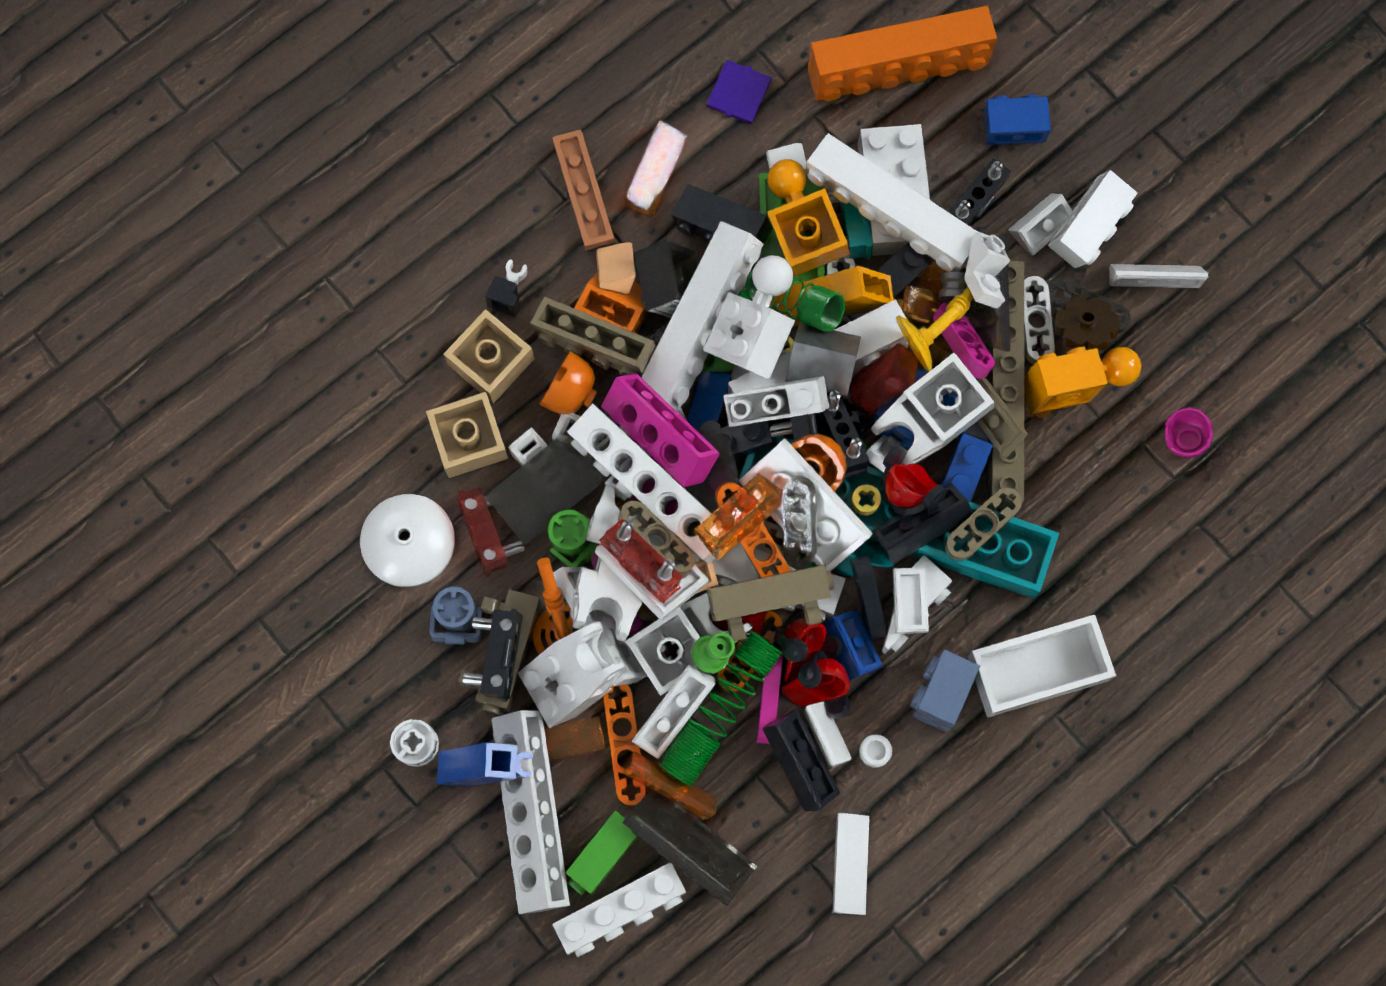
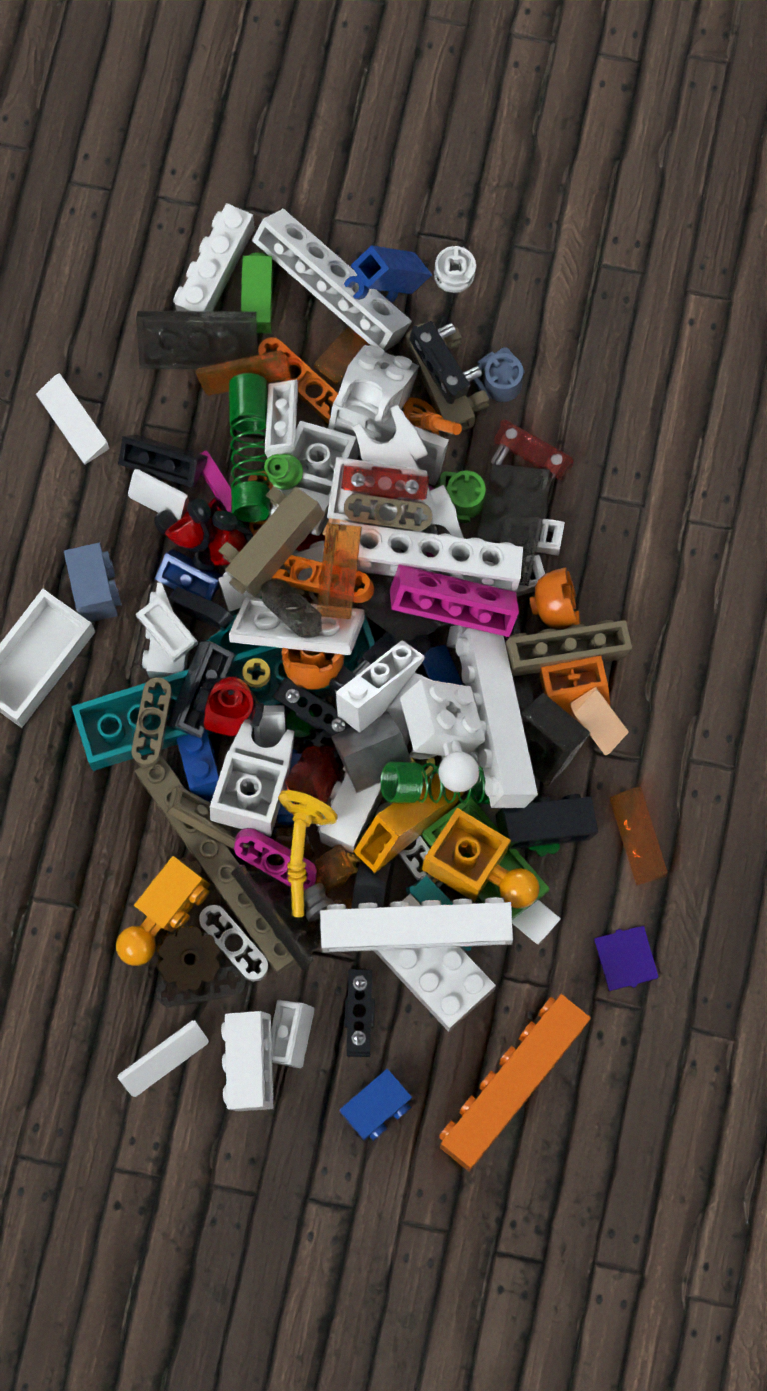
camera: 145 degrees right, 0 degrees up
(419, 557) = (580, 423): white dish -> none
(467, 435) = (602, 506): tan brick -> none
(489, 356) = (637, 577): tan brick -> none
(503, 292) = (670, 639): black piece -> none
(583, 189) = (680, 772): nougat plate -> none
(875, 751) = (113, 512): white tile -> none
(984, 263) = (304, 927): white slope -> none
(1188, 433) = (43, 934): dark pink hair -> none

